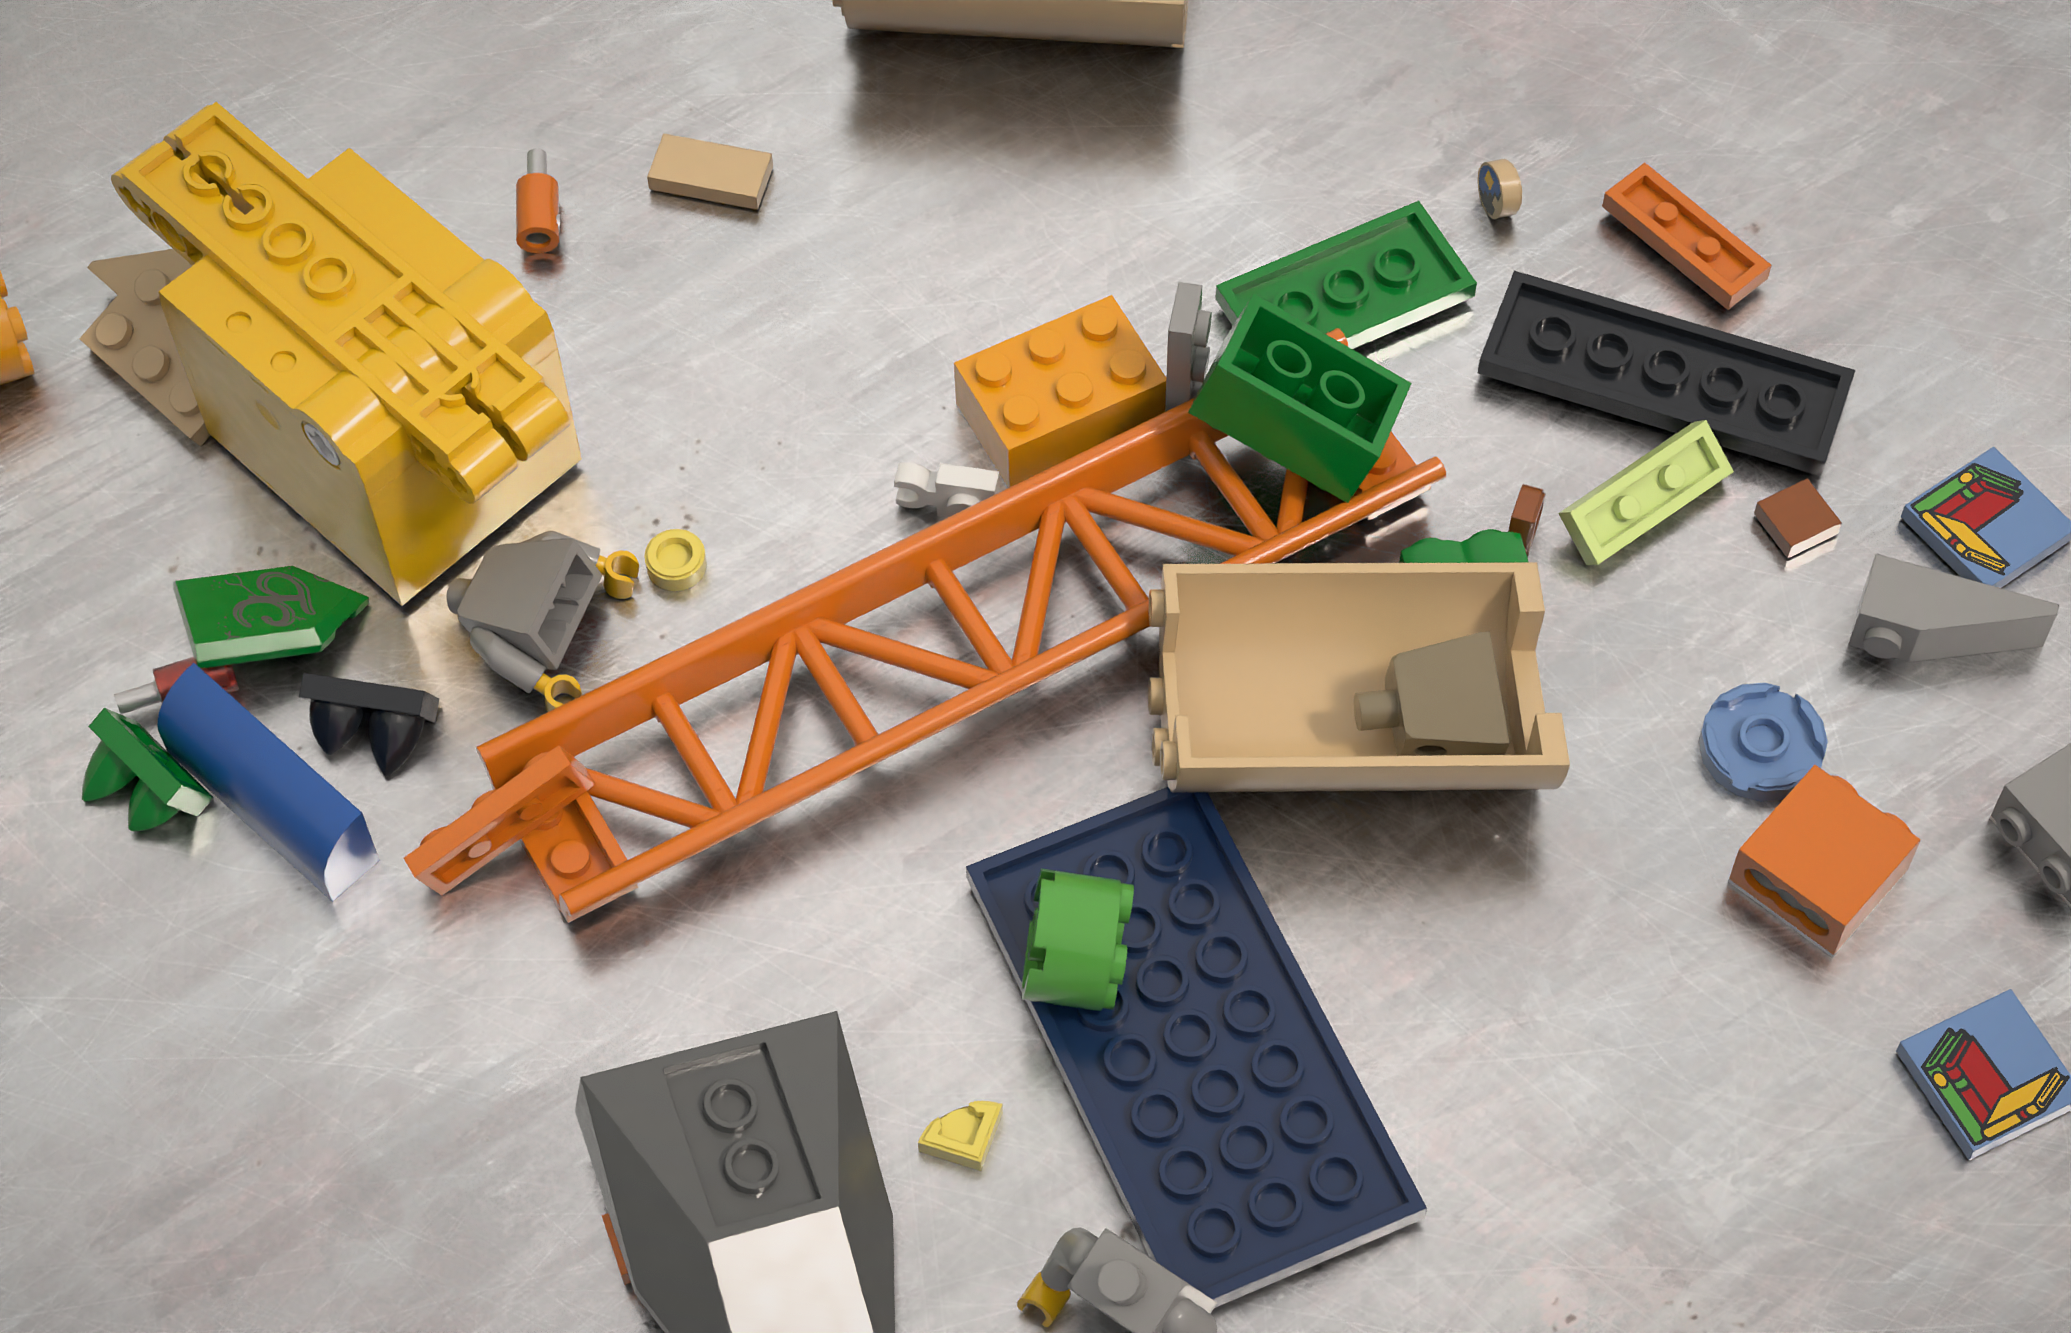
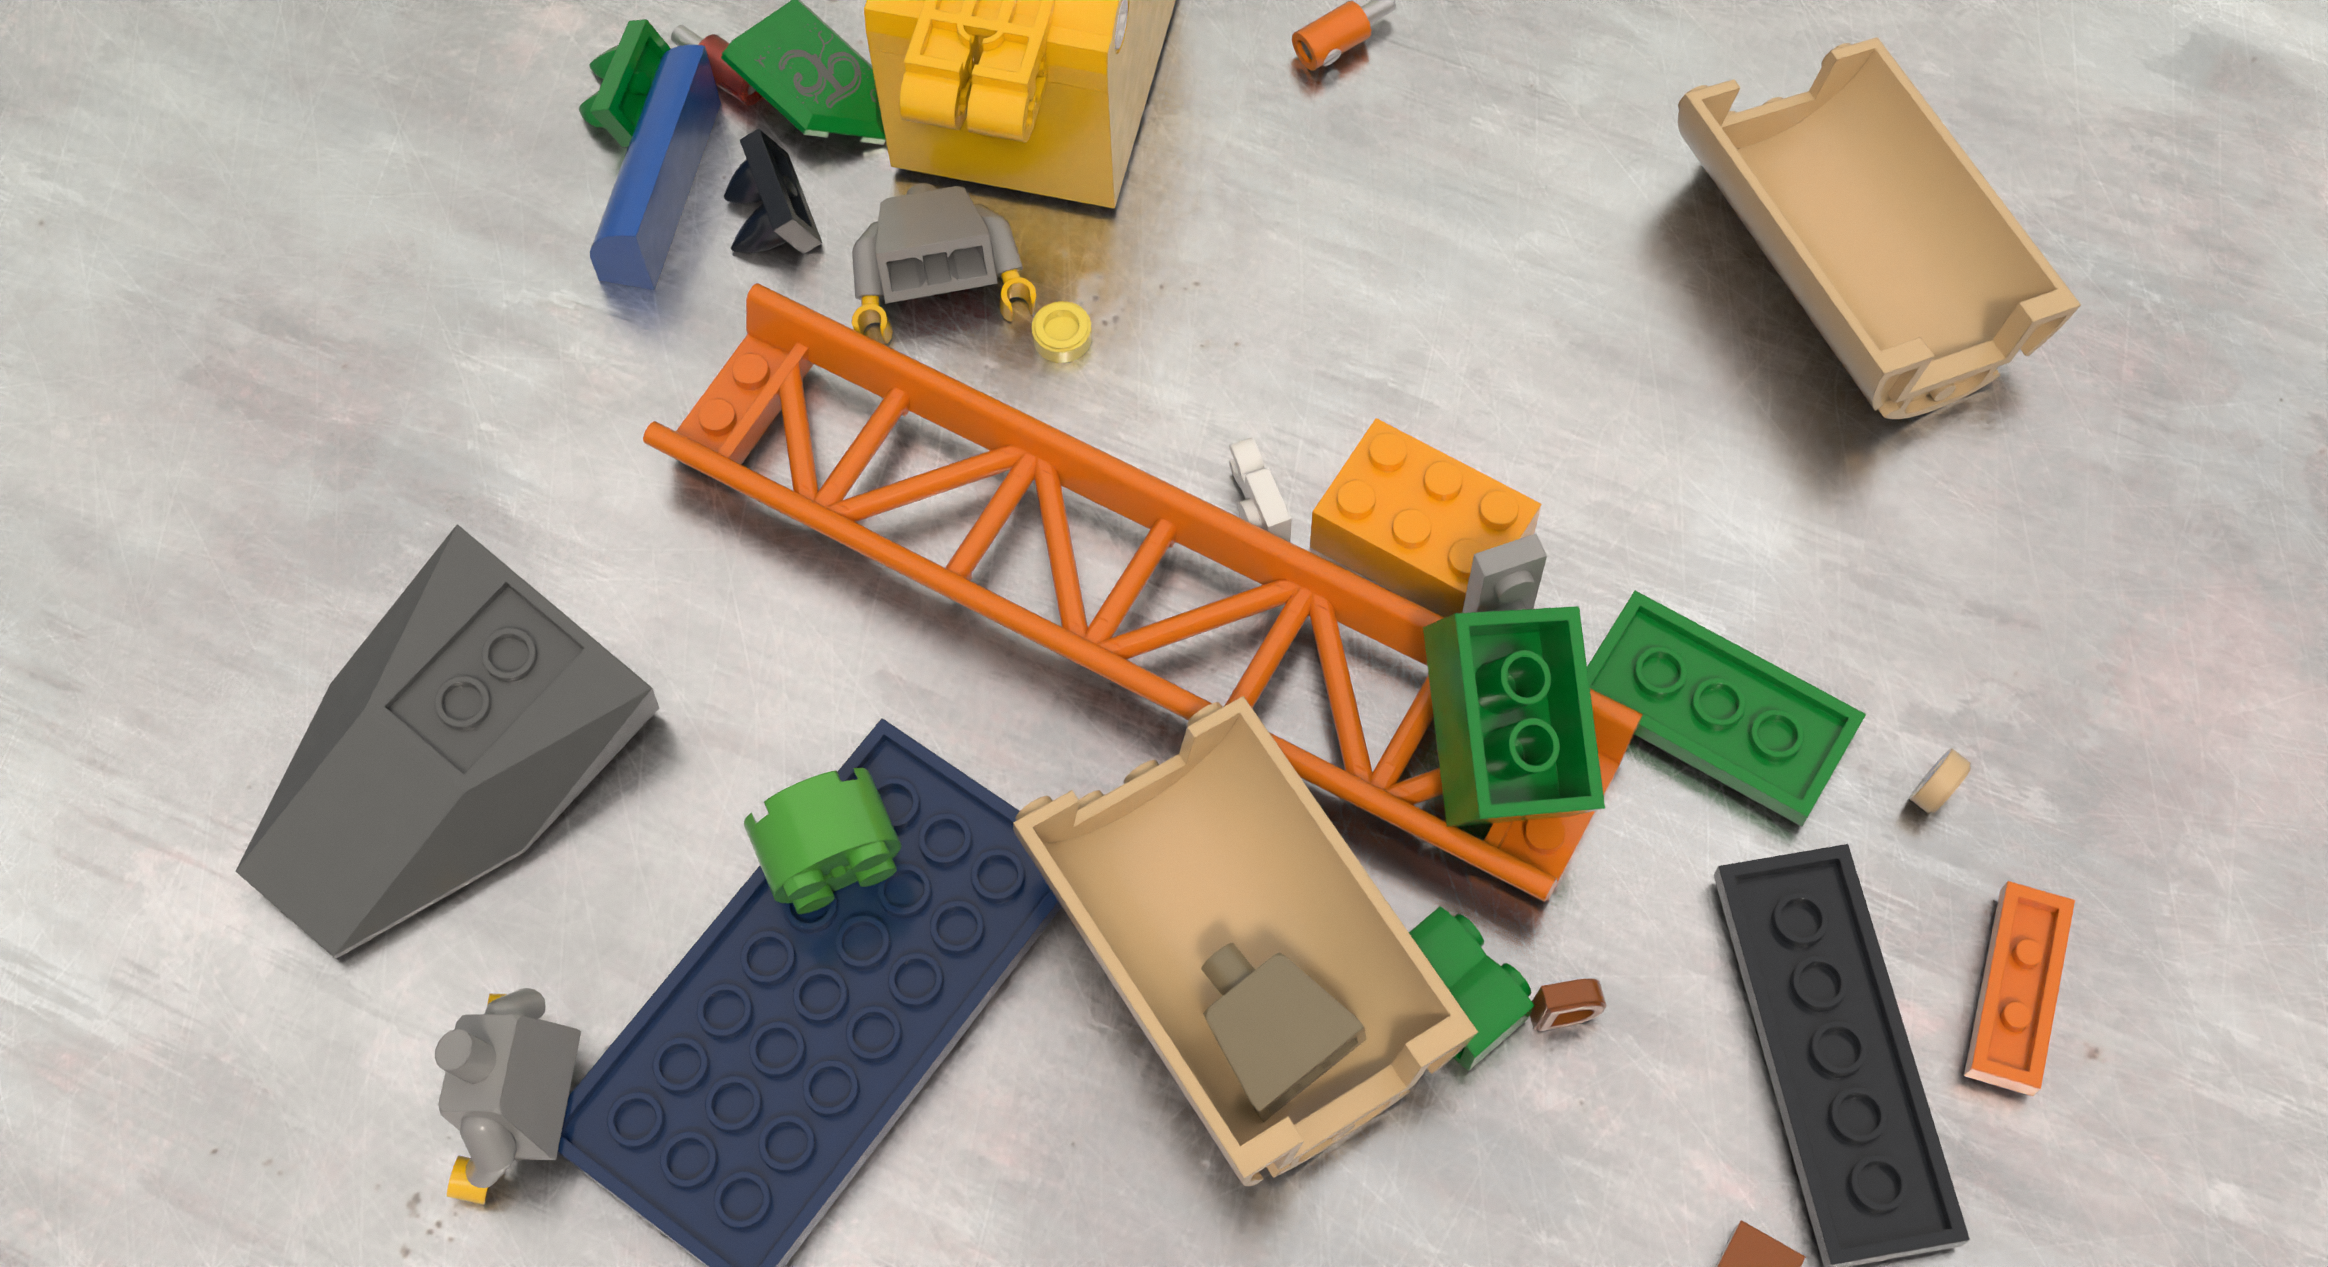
camera: 60 degrees right, 5 degrees up
(499, 820) = (709, 342): orange plate -> none
(710, 171) = (1471, 134): tan tile -> none
(963, 1134) = (634, 864): light yellow tile -> none
(1646, 492) = (1676, 1104): yellowish green plate -> none

